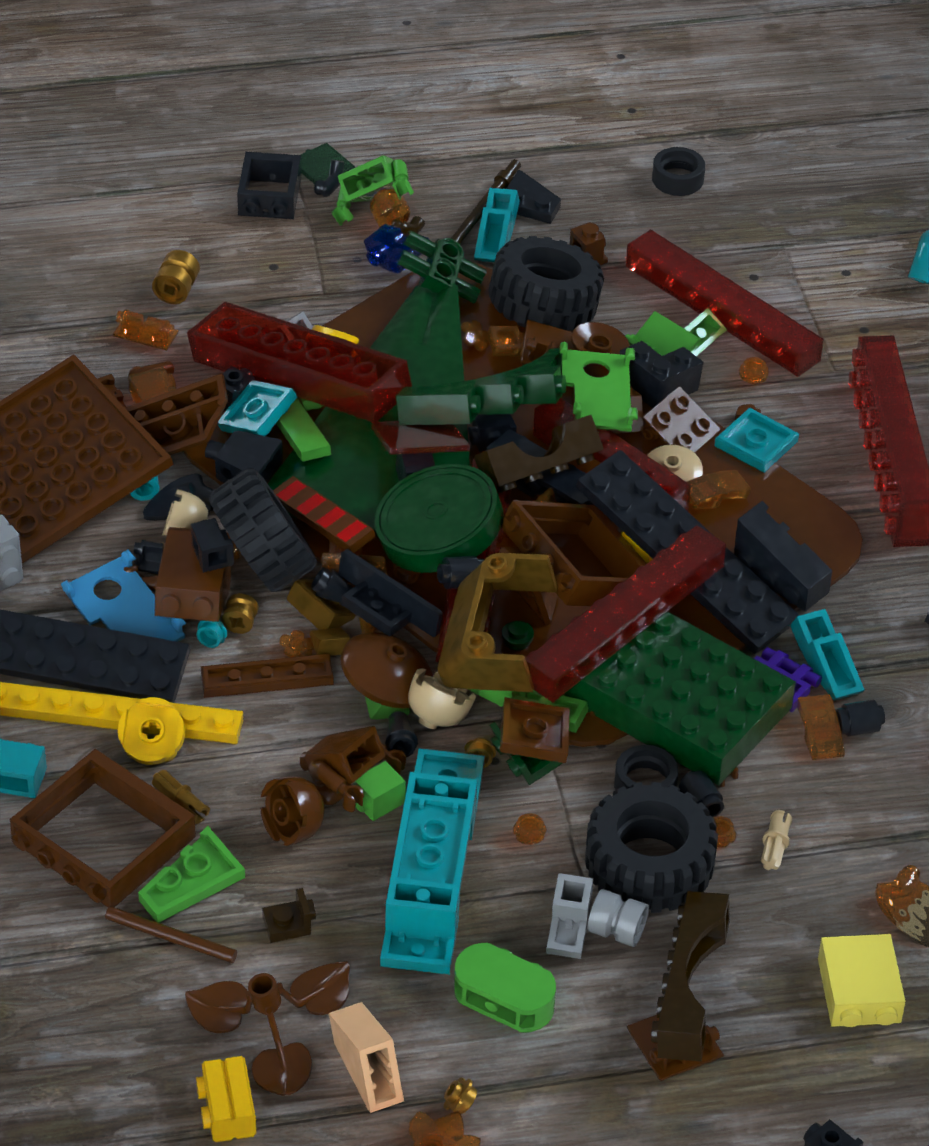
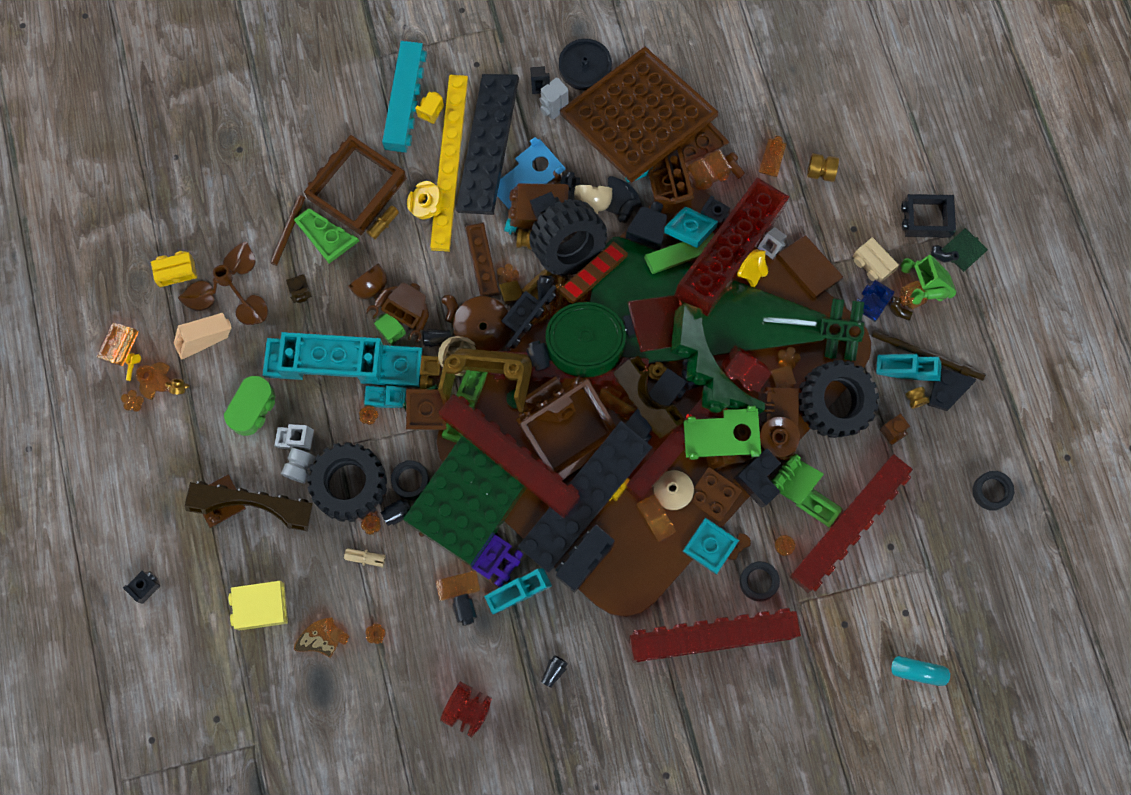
camera: 90 degrees right, 30 degrees up
(331, 242) = (875, 261): none -> tan brick
(336, 303) = (809, 266): none -> reddish brown tile
(349, 713) = (452, 305): none -> reddish brown arm
(451, 739) = (431, 366): none -> pearl gold plate
(498, 808) = (384, 397): none -> teal slope
(499, 352) = (746, 368): none -> clear red brick
(542, 223) = (917, 397): none -> pearl gold wheel
(805, 413) = (762, 566): none -> black tyre
(901, 834) = (370, 634): none -> clear orange plate

